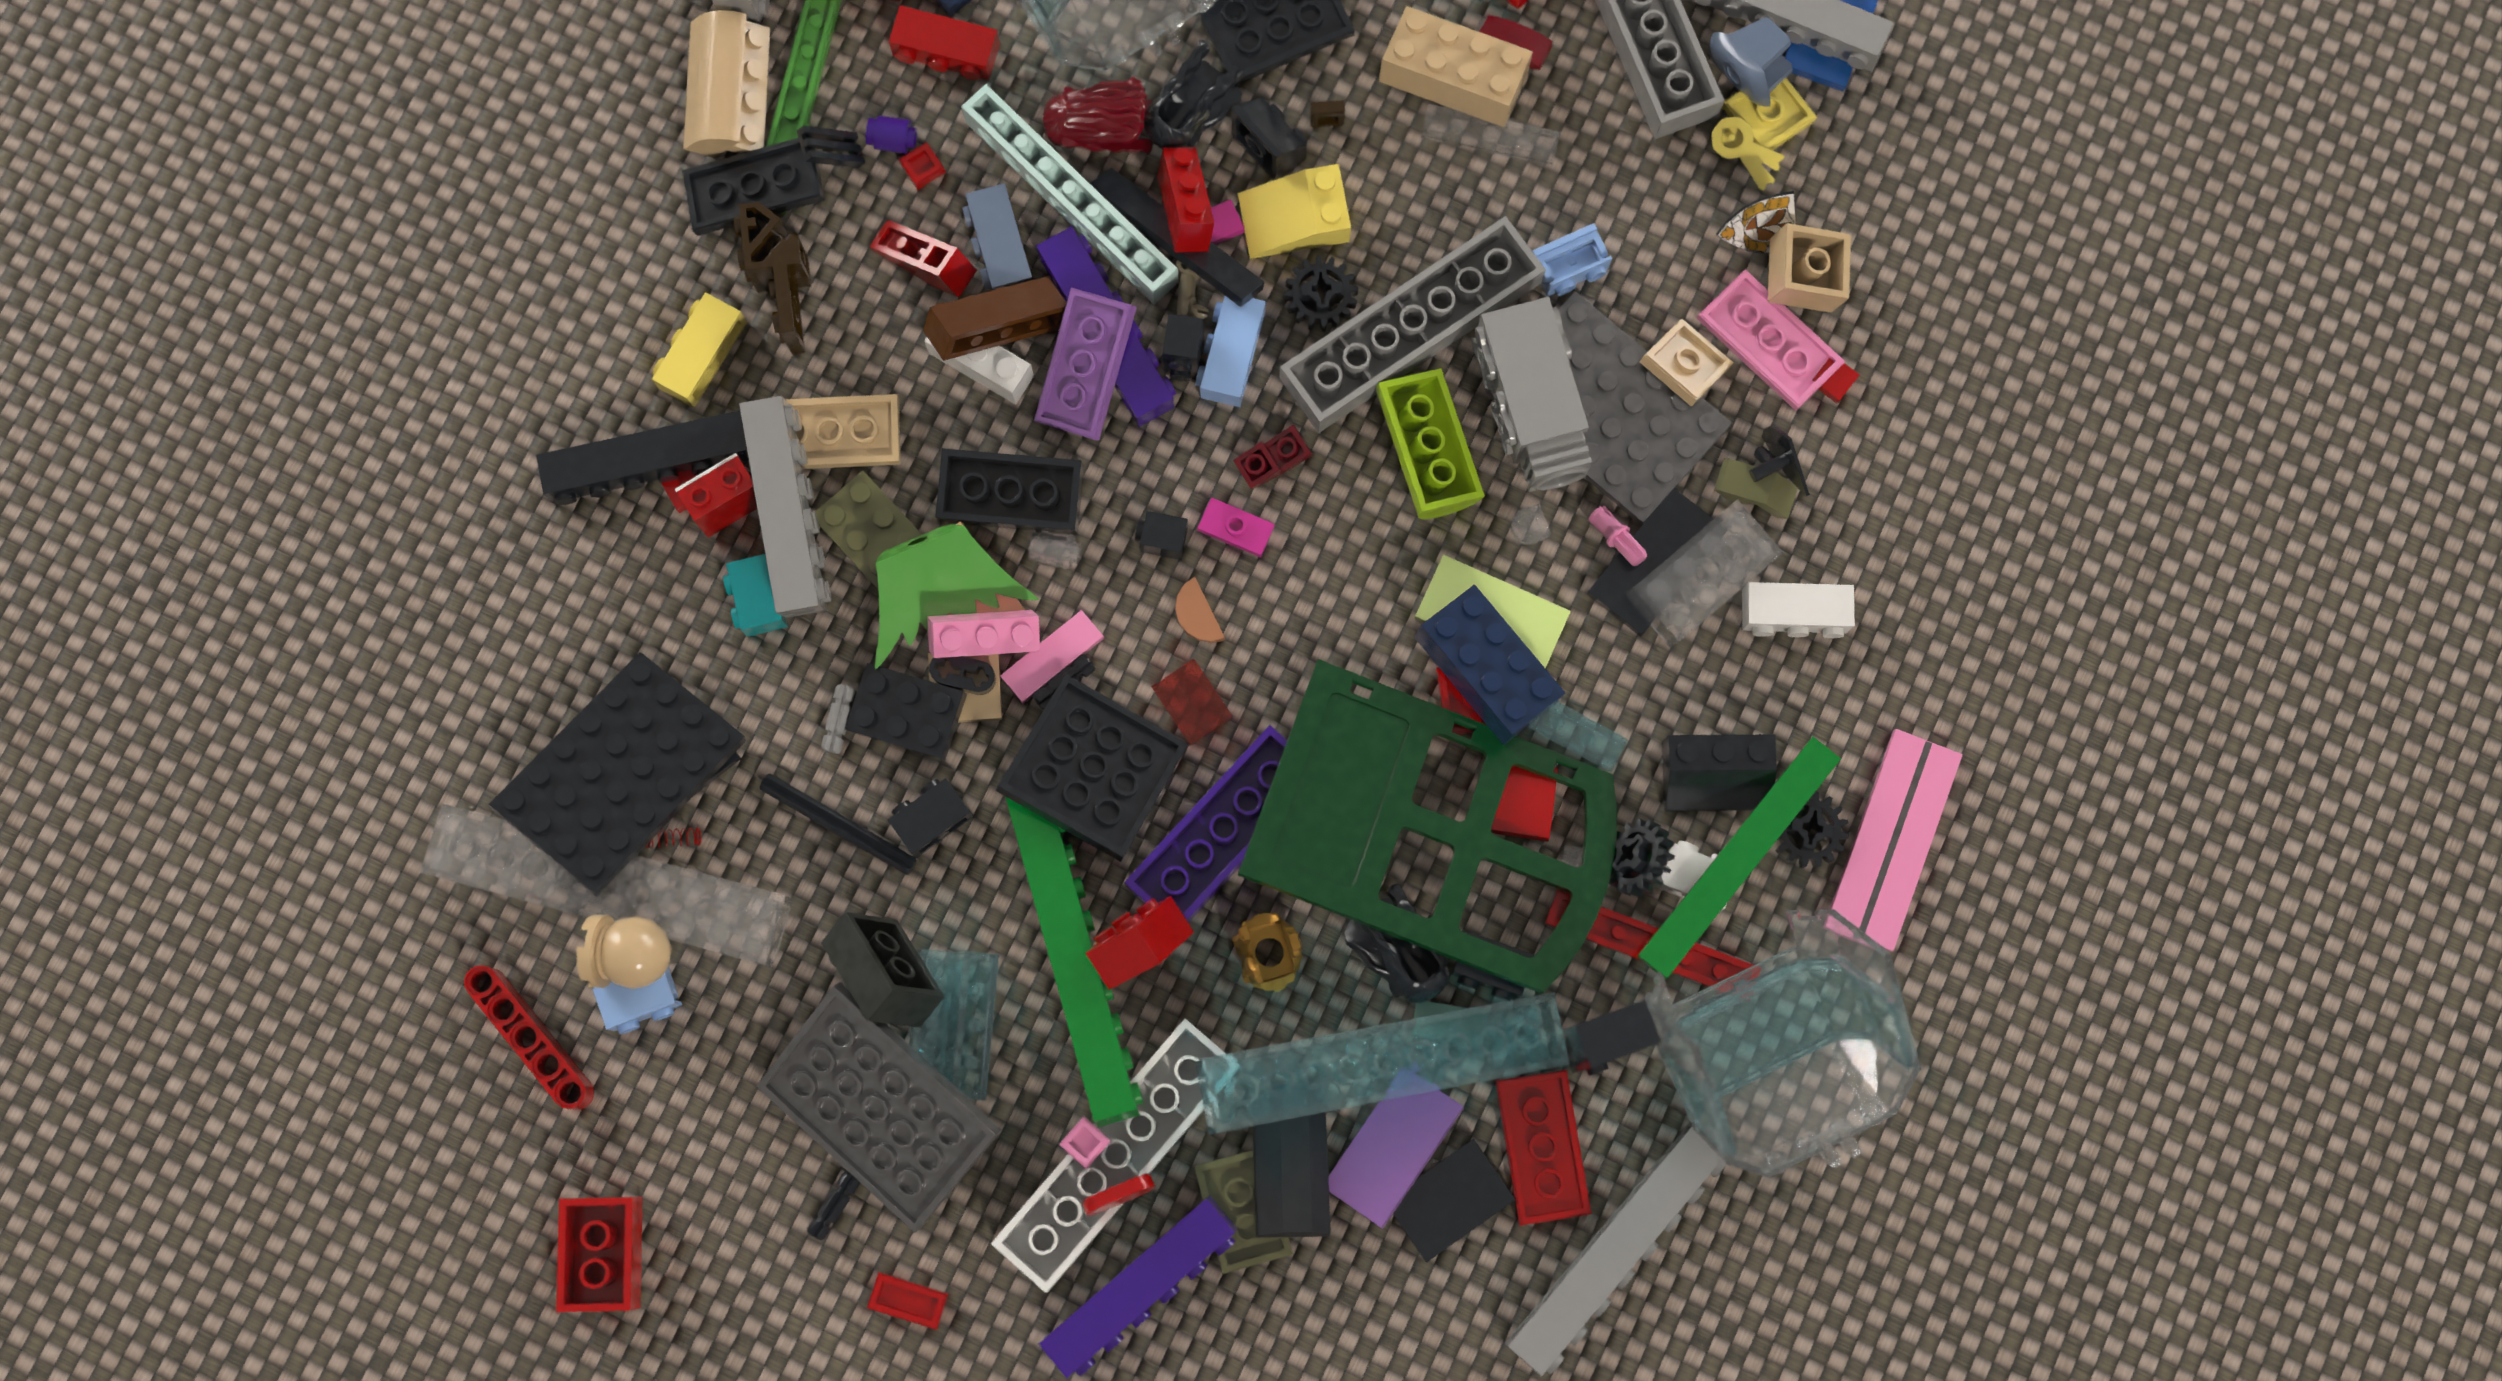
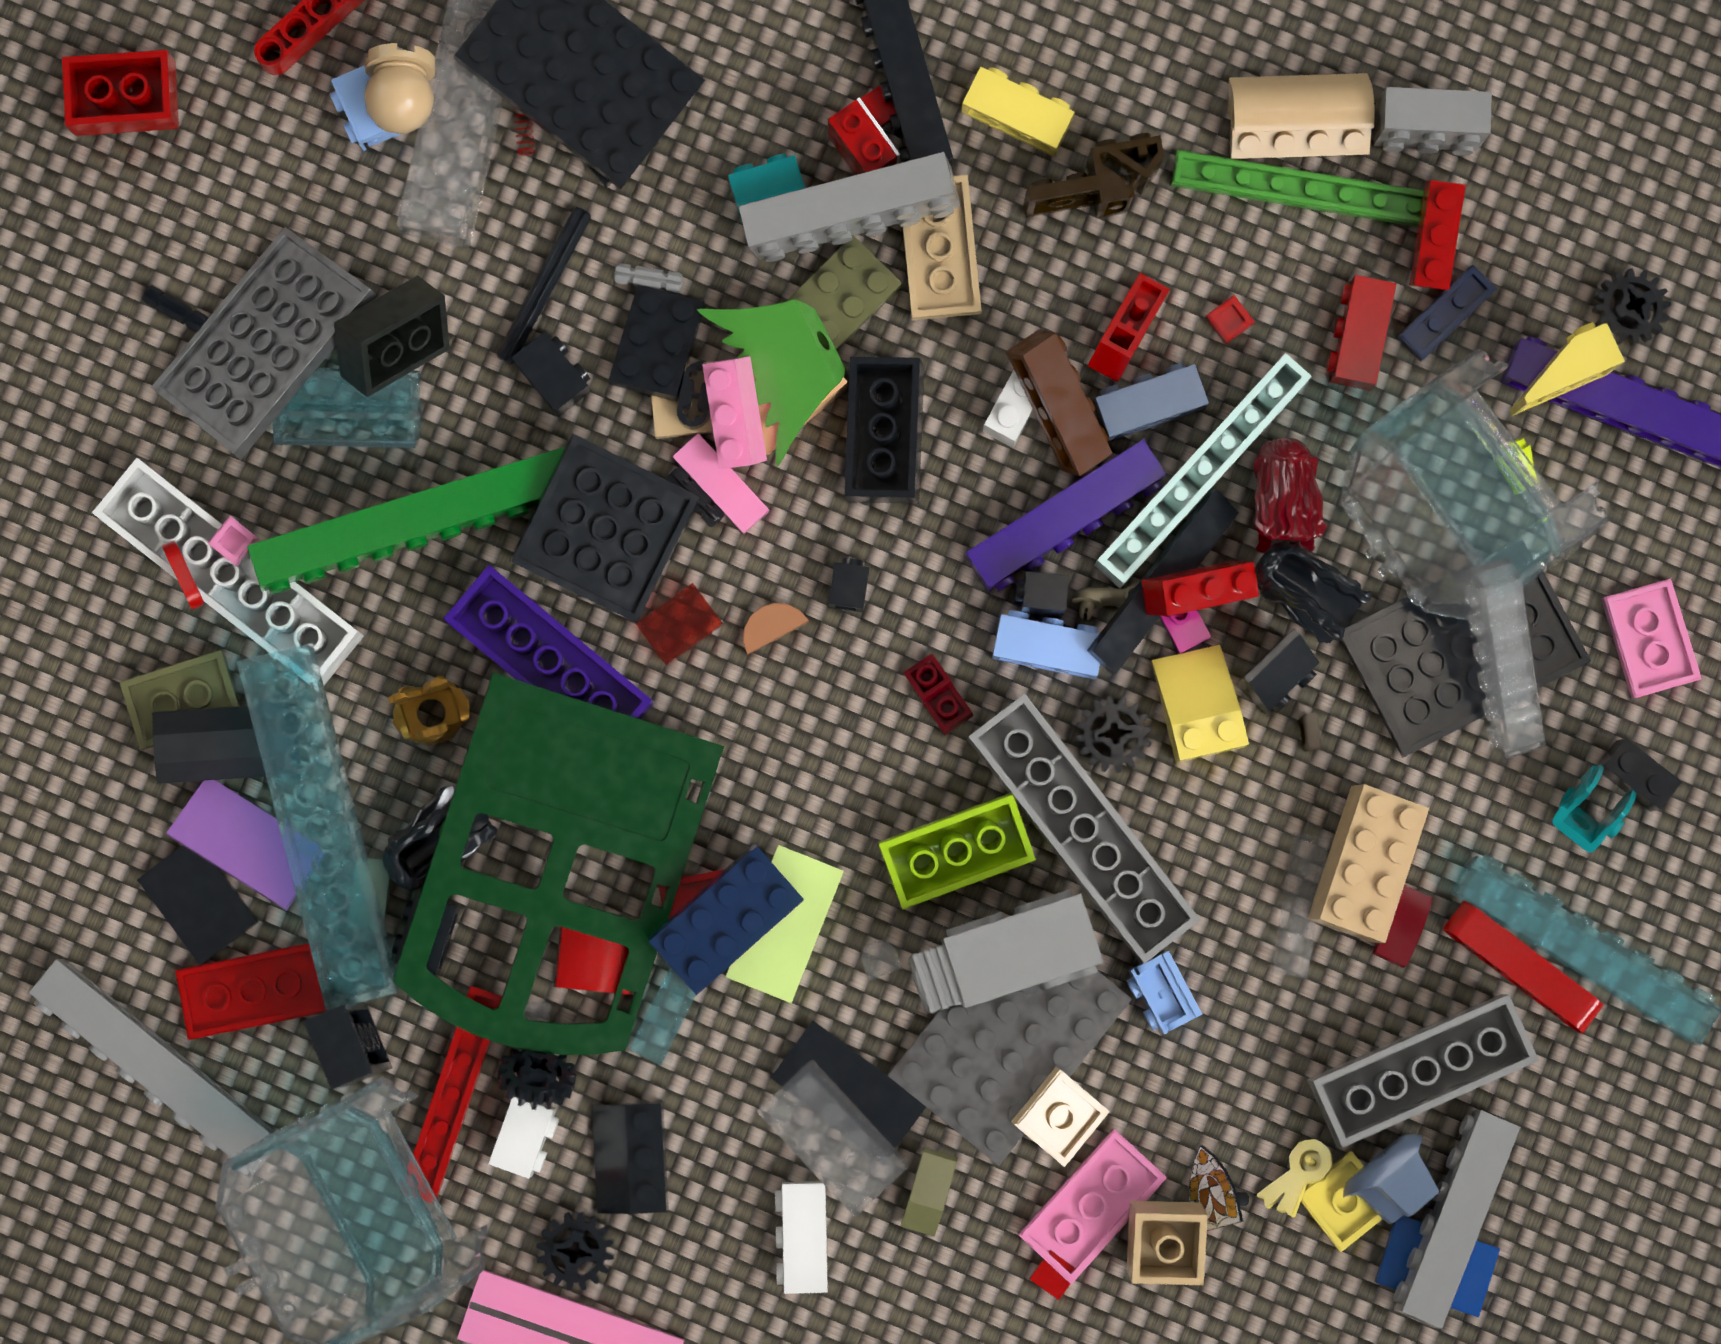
camera: 85 degrees right, 5 degrees up
(766, 175) = (1195, 150): black tile -> none
(829, 141) = (1243, 247): black tile -> none
(891, 134) = (1259, 285): dark purple brick -> none
(908, 1300) = (88, 385): red tile -> none
(1054, 549) = (828, 479): clear brick -> none
(1085, 363) = (1020, 496): medium lavender tile -> none
(1138, 941) = (426, 581): red brick -> none
(1138, 1287) = (103, 602): dark purple brick -> none
(1236, 527) = (863, 660): dark pink plate -> none
(1617, 535) = (871, 1049): bright pink axle -> none
(1738, 858) = (539, 1177): green tile -> none
(1779, 456) = (951, 1207): black shield -> none

